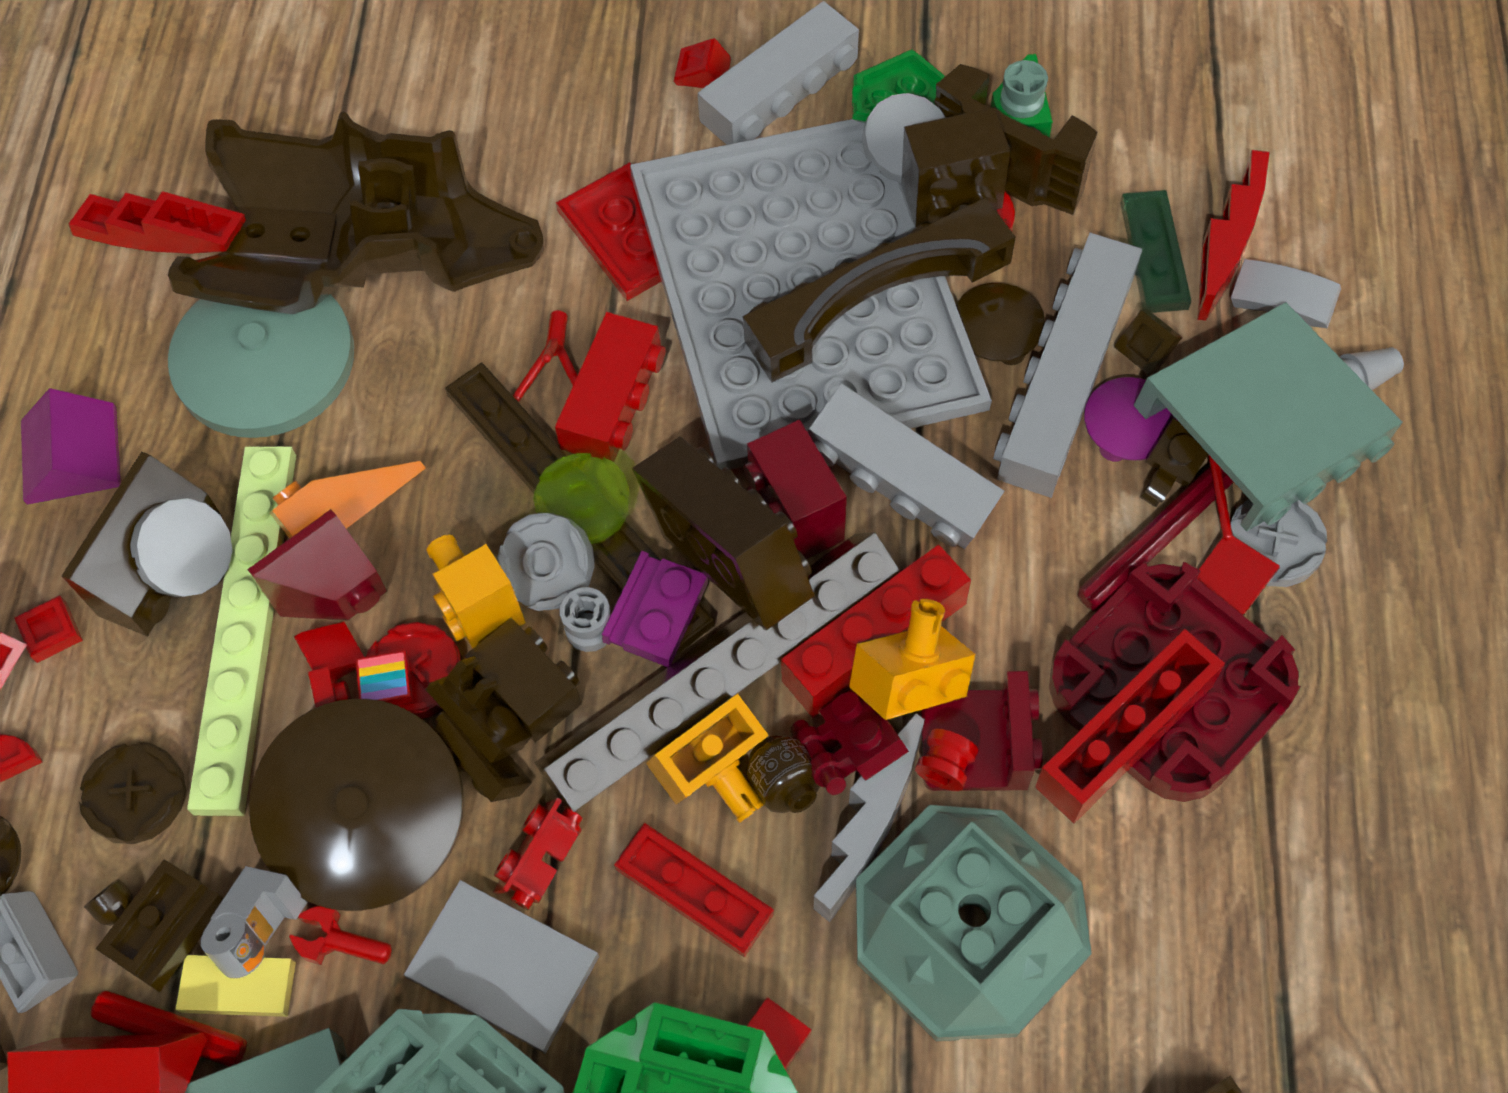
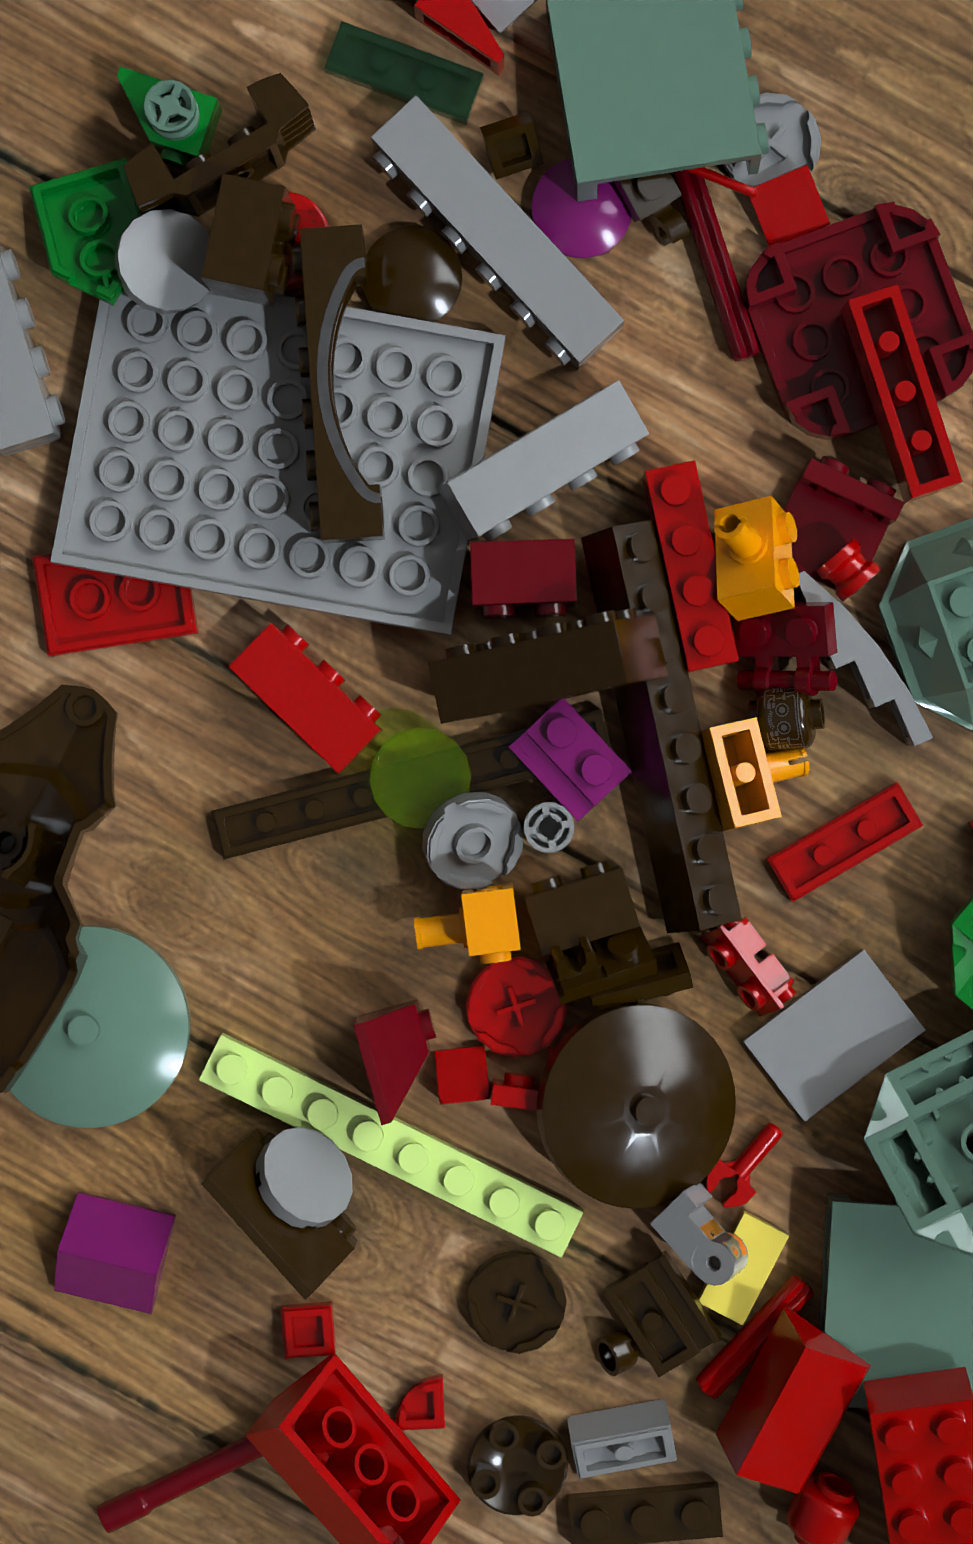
camera: 70 degrees left, 25 degrees up
(346, 495) = (314, 1010): orange slope -> none
(385, 677) = (524, 1037): tile -> none
(554, 347) = (230, 735): red plant -> none

